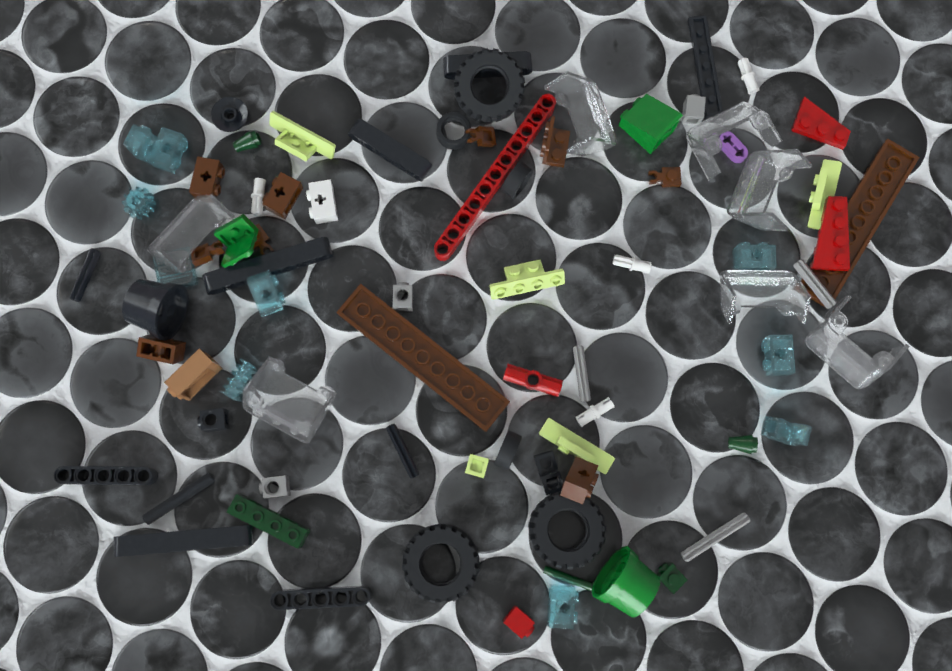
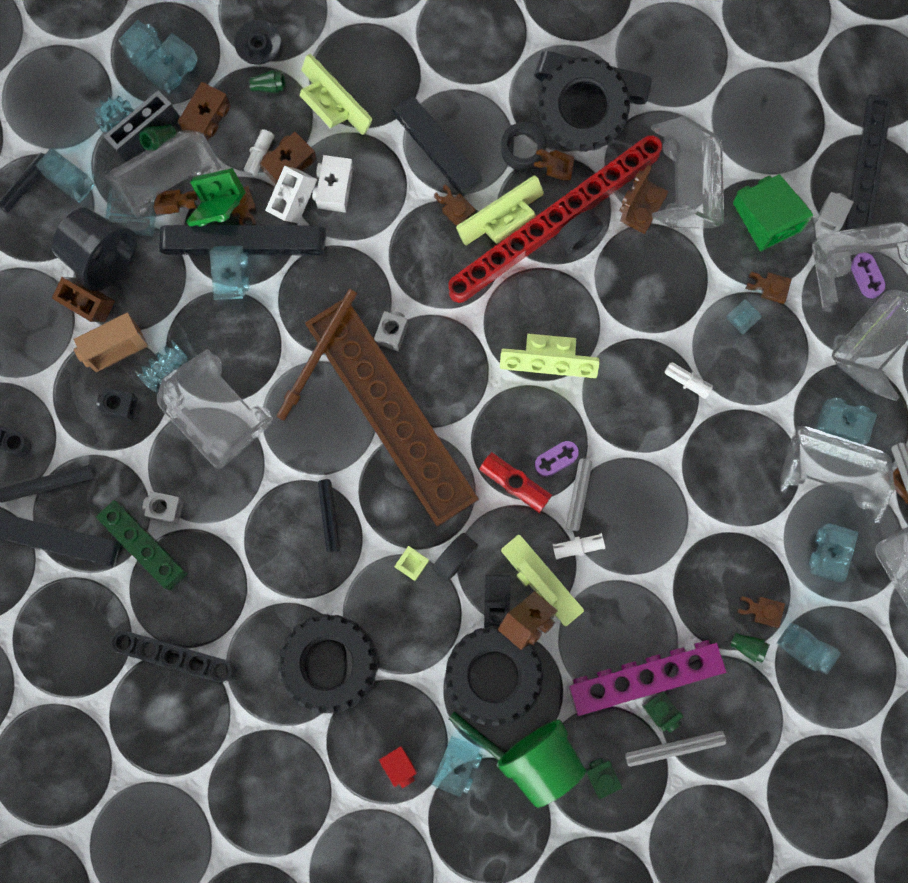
camera: 25 degrees right, 0 degrees up
(115, 259) = (65, 175): none -> clear light blue brick
(163, 204) = (151, 113): none -> black brick
(176, 208) = (154, 137): none -> dark green cone
(294, 220) = (291, 194): none -> white brick
(345, 370) = (293, 396): none -> reddish brown bar
(420, 192) = (456, 208): none -> reddish brown plate
(456, 186) = (503, 215): none -> yellowish green bracket
(559, 355) = (559, 464): none -> medium lavender beam
(656, 205) = (744, 316): none -> clear light blue tile
(698, 513) = (663, 712): none -> dark green bracket
(720, 467) = (710, 665): none -> magenta brick
(744, 414) = (765, 611): none -> reddish brown plate

